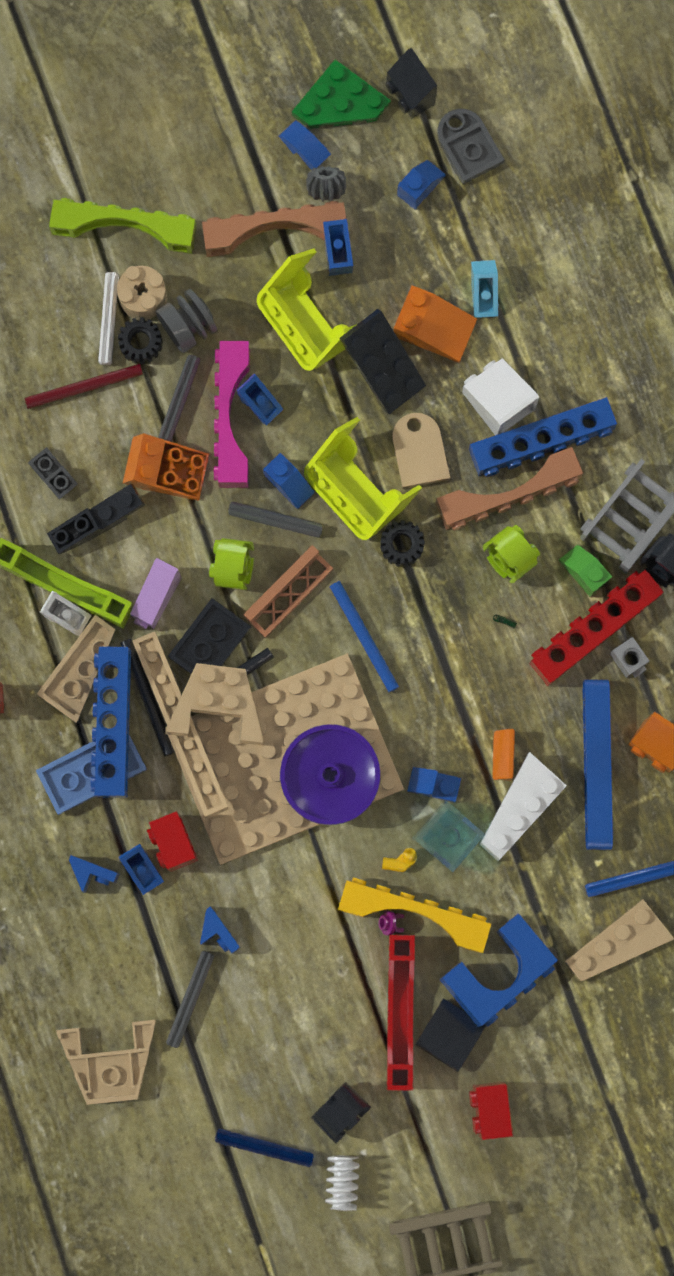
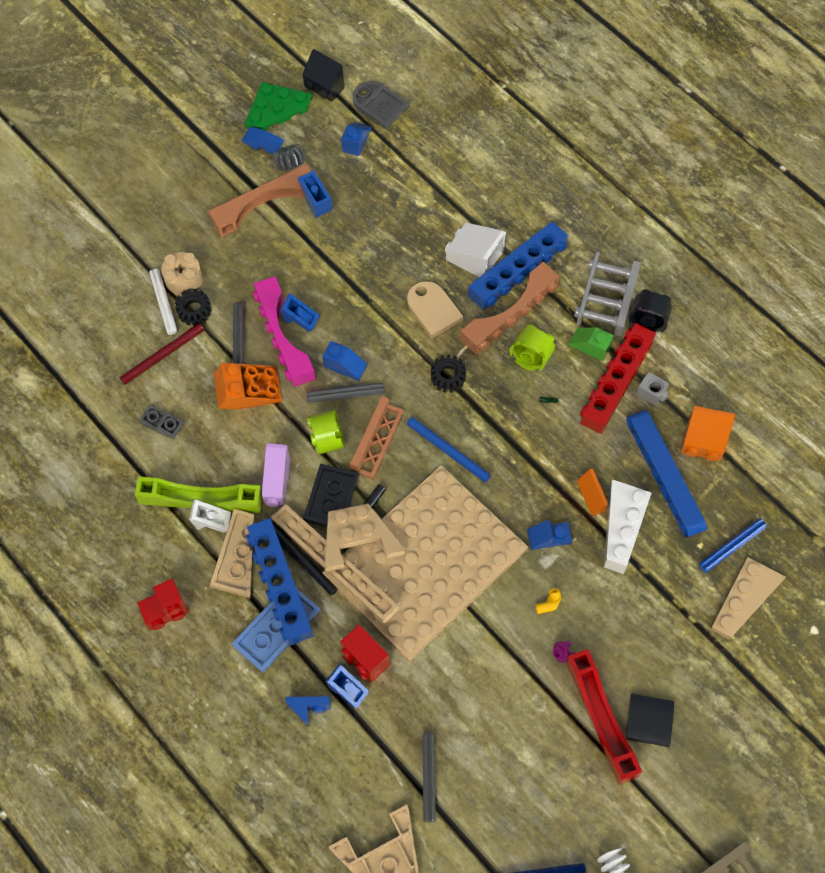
camera: 20 degrees left, 15 degrees down
(75, 218) = (112, 243): lime arch -> none
(96, 520) = (208, 442): black slope -> none
(186, 320) = (223, 278): dark grey wheel -> none
(214, 926) = (426, 709): blue slope -> none
(295, 315) = (303, 253): neon yellow windscreen -> none
(330, 774) = (468, 553): dark purple dish -> none
(340, 1112) = (592, 816): black brick -> none
(349, 489) = (390, 352): neon yellow windscreen -> none
(383, 361) = (380, 252): black plate -> none
(434, 324) = (405, 221): orange slope -> none
(448, 836) = (578, 566): clear light blue slope -> none
(465, 931) = (624, 634): yellow arch -> none
(484, 288) = (432, 185): medium azure slope -> none
(492, 1110) = (711, 763): red brick -> none
(532, 960) = (661, 681): blue arch -> none

